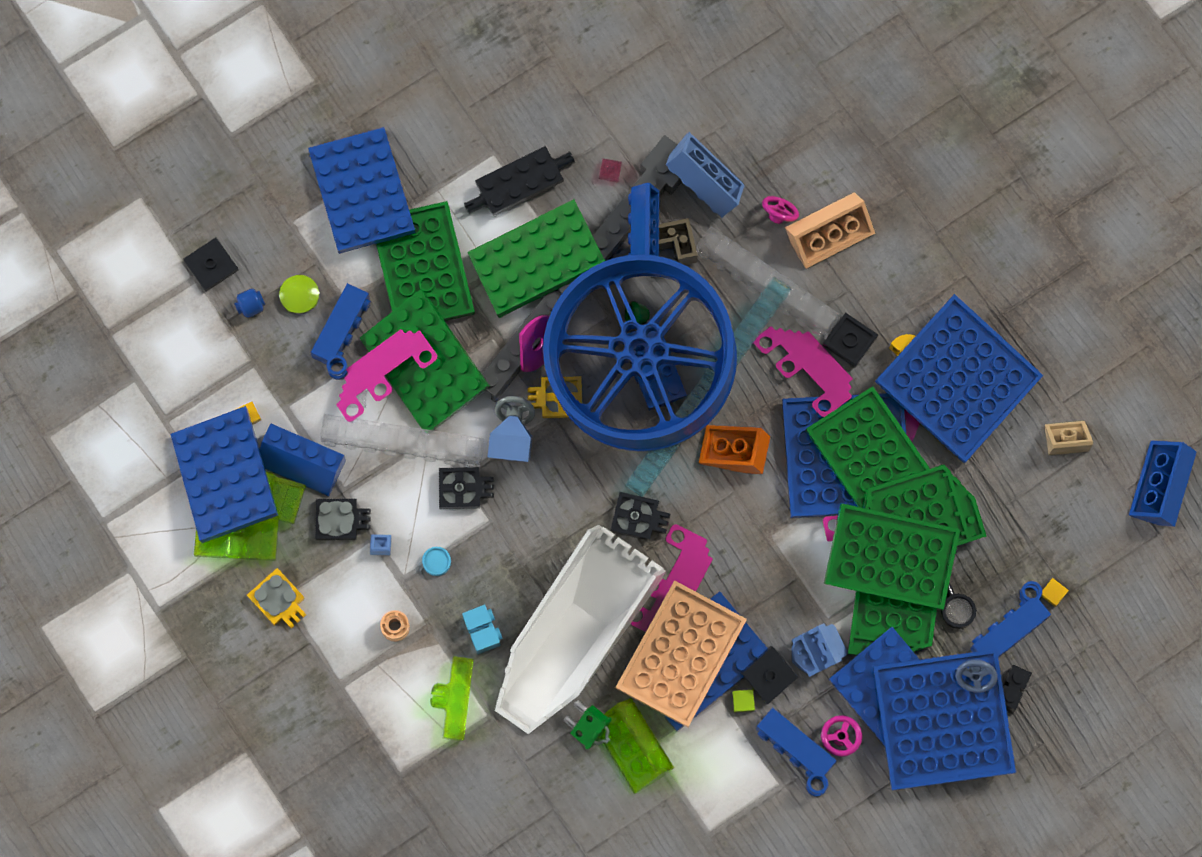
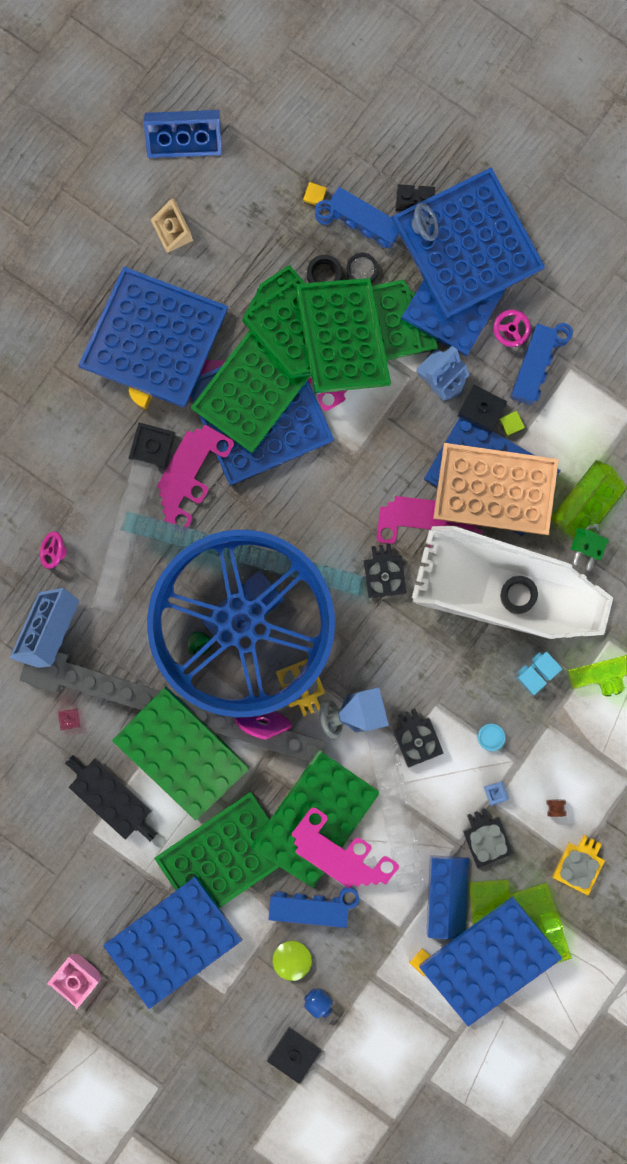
camera: 105 degrees left, 10 degrees up
(343, 596) = (556, 808): none -> copper wheel
(363, 91) = (75, 979): none -> bright pink slope
(395, 616) = (556, 748): light nougat wheel -> none
(563, 623) = (519, 580): none -> black tyre
(644, 220) = (116, 665): blue slope -> none
(680, 238) = (112, 630): dark tan brick -> none
(735, 448) = (291, 510): orange slope -> none
(830, 230) = (54, 499): light nougat slope -> none
(968, 554) = (324, 259): none -> black tyre

